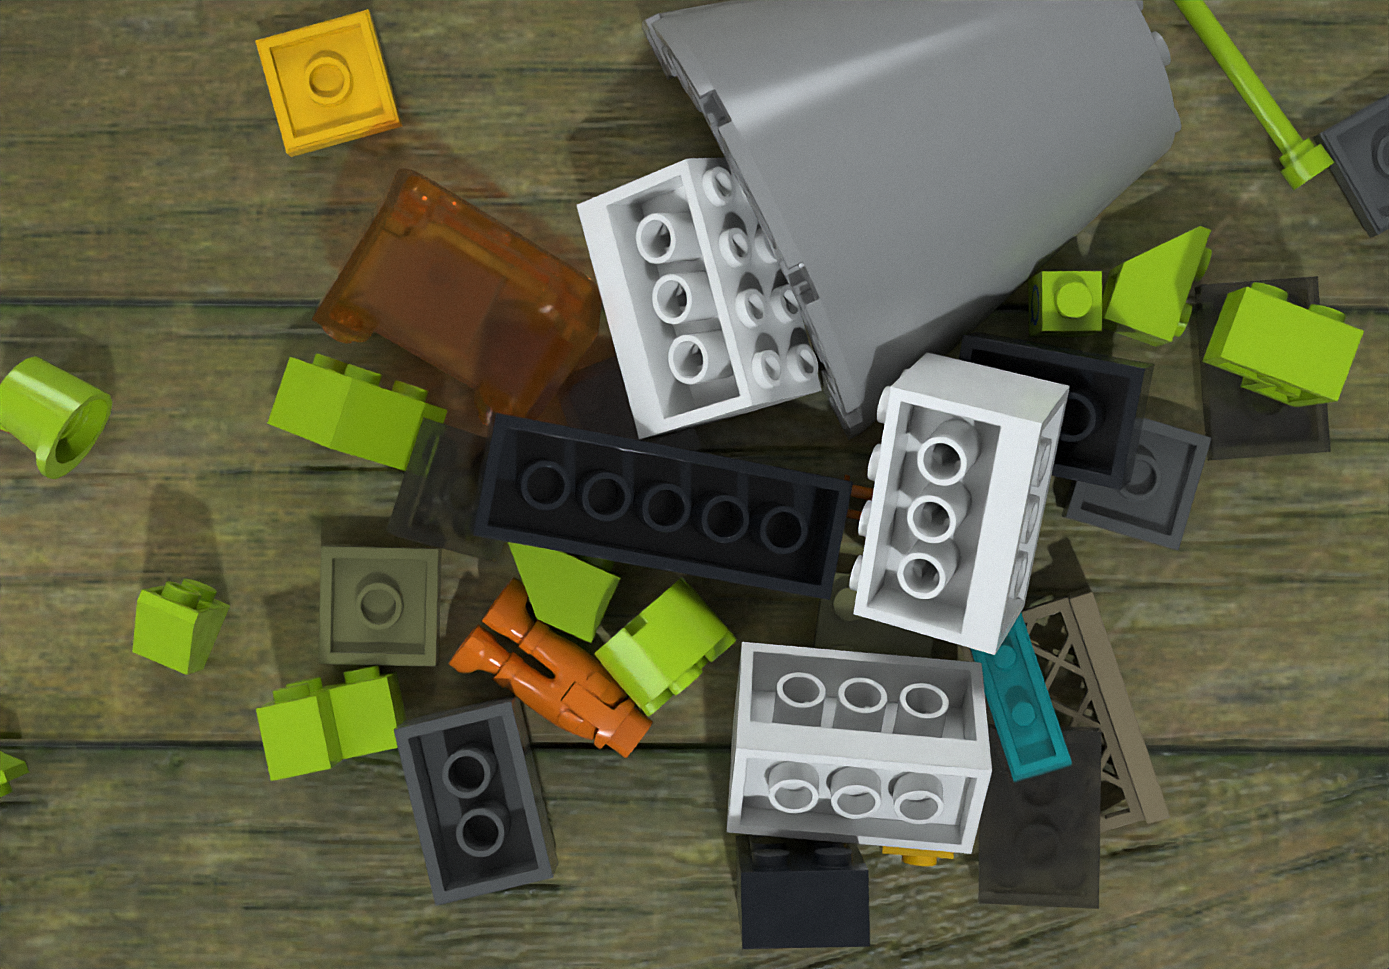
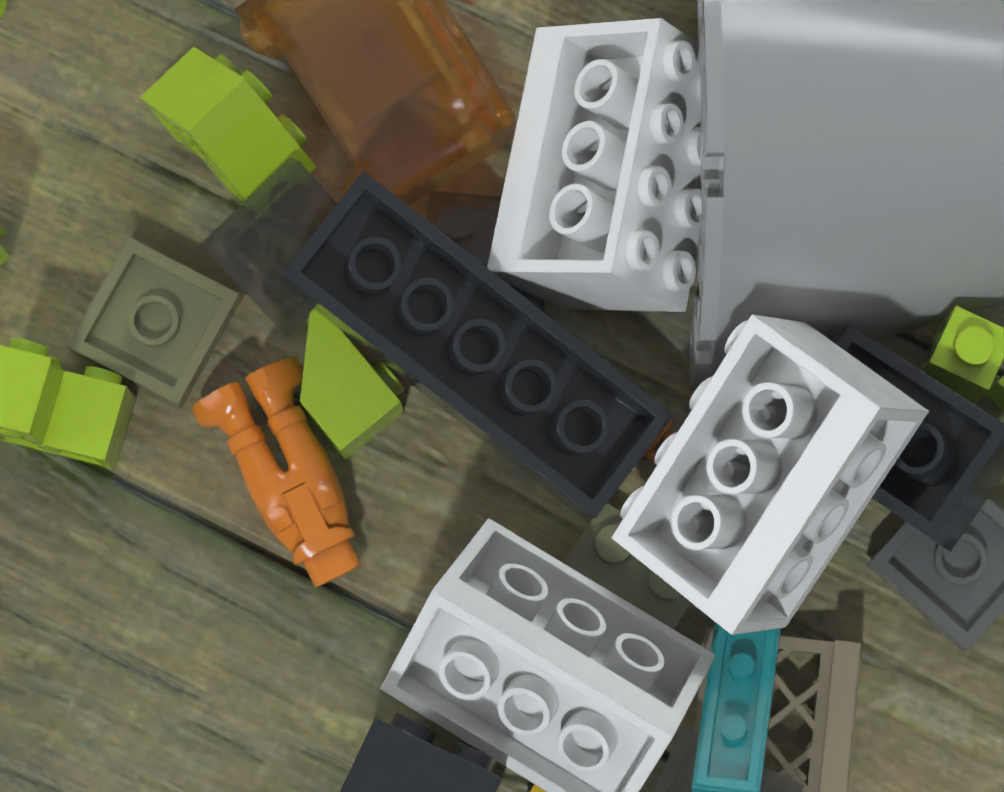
camera: 30 degrees right, 10 degrees down
(476, 799) = (151, 547): dark grey brick -> none
(665, 647) = (410, 487): lime brick -> none

